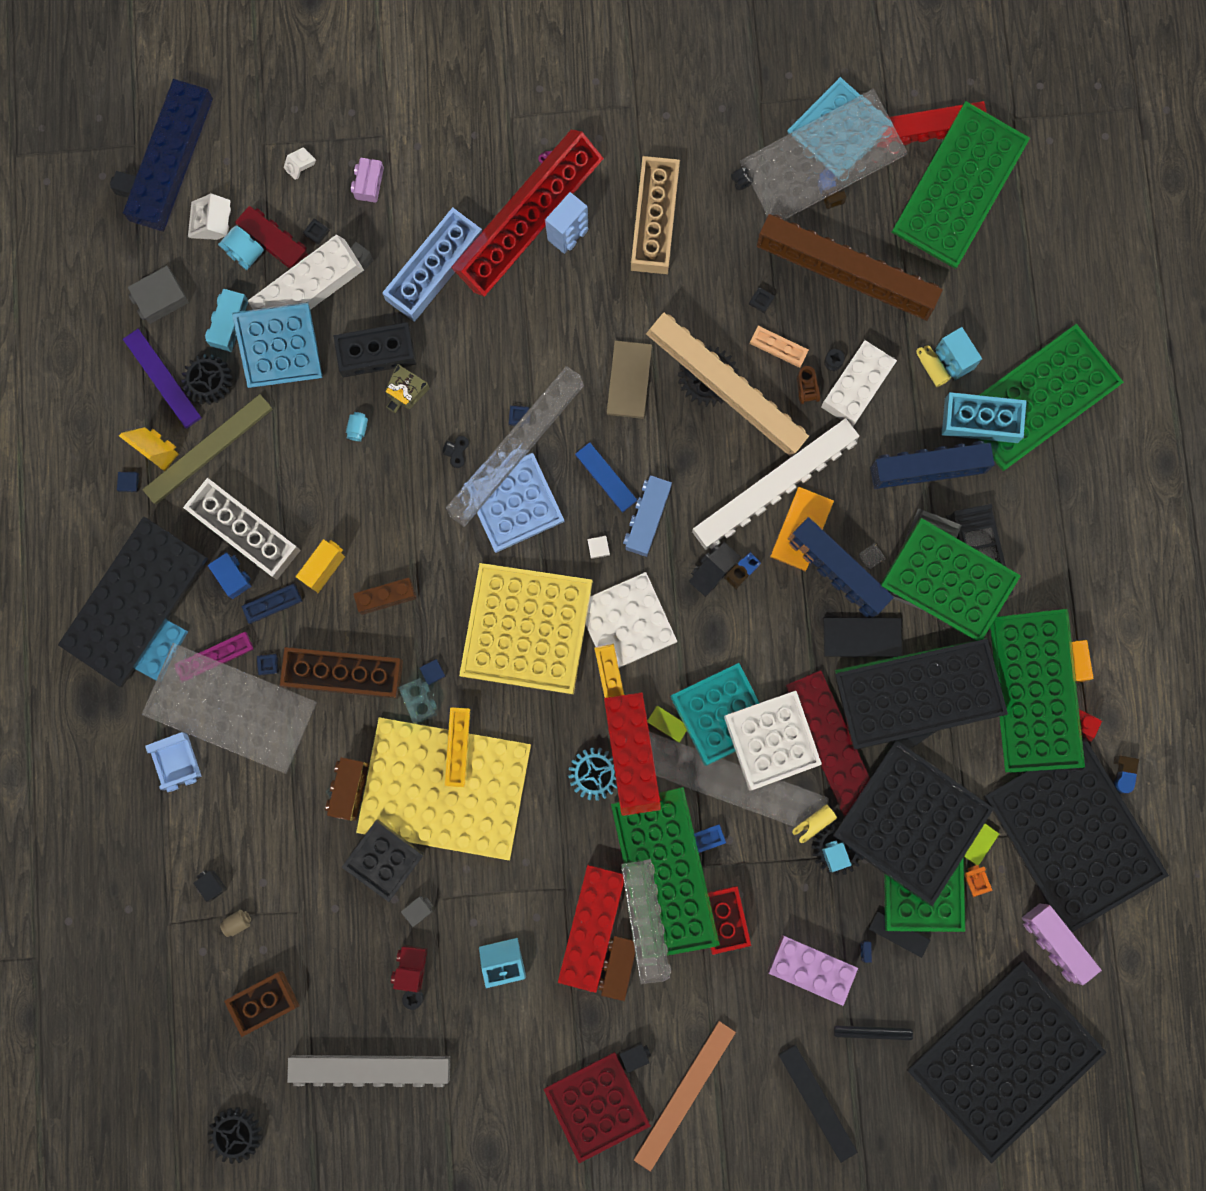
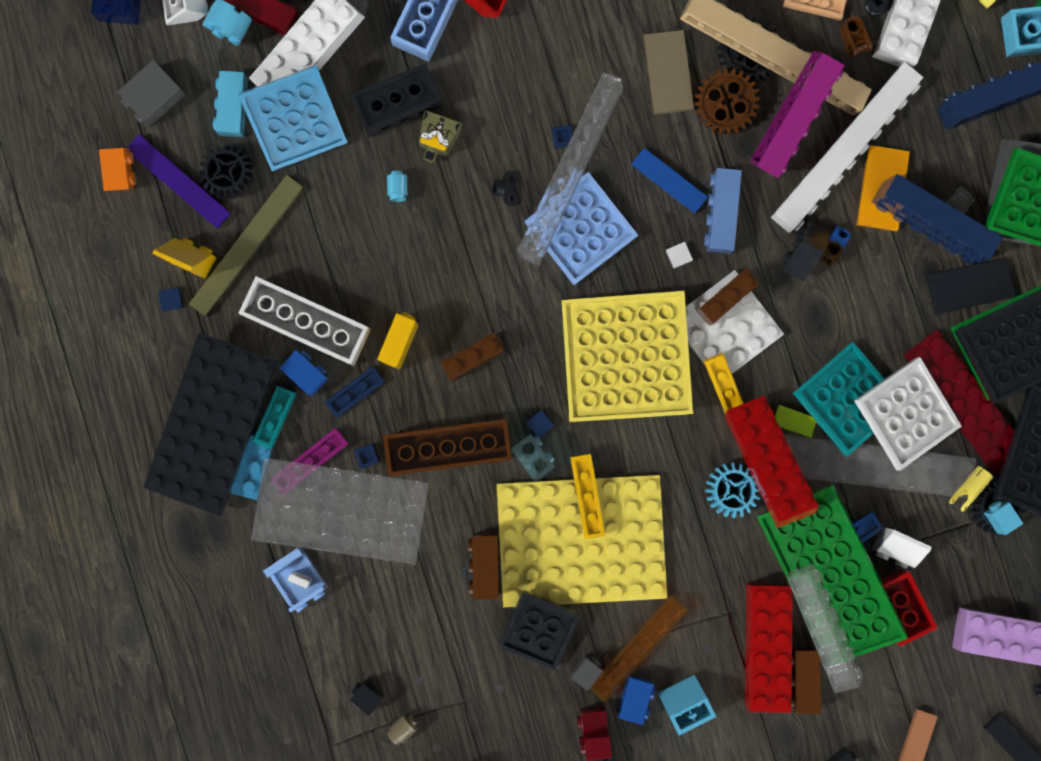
camera: 25 degrees left, 5 degrees up
(110, 355) = (117, 169): none -> orange brick
(177, 762) = (300, 579): none -> white tile
(192, 609) = (274, 417): none -> teal tile
(456, 947) = (635, 699): none -> blue brick
(470, 900) = (638, 648): none -> clear orange plate
(630, 594) = (728, 297): none -> reddish brown brick
(657, 419) = (744, 95): none -> reddish brown gear
(730, 442) = (796, 113): none -> magenta brick
(736, 864) = (900, 548): none -> white slope

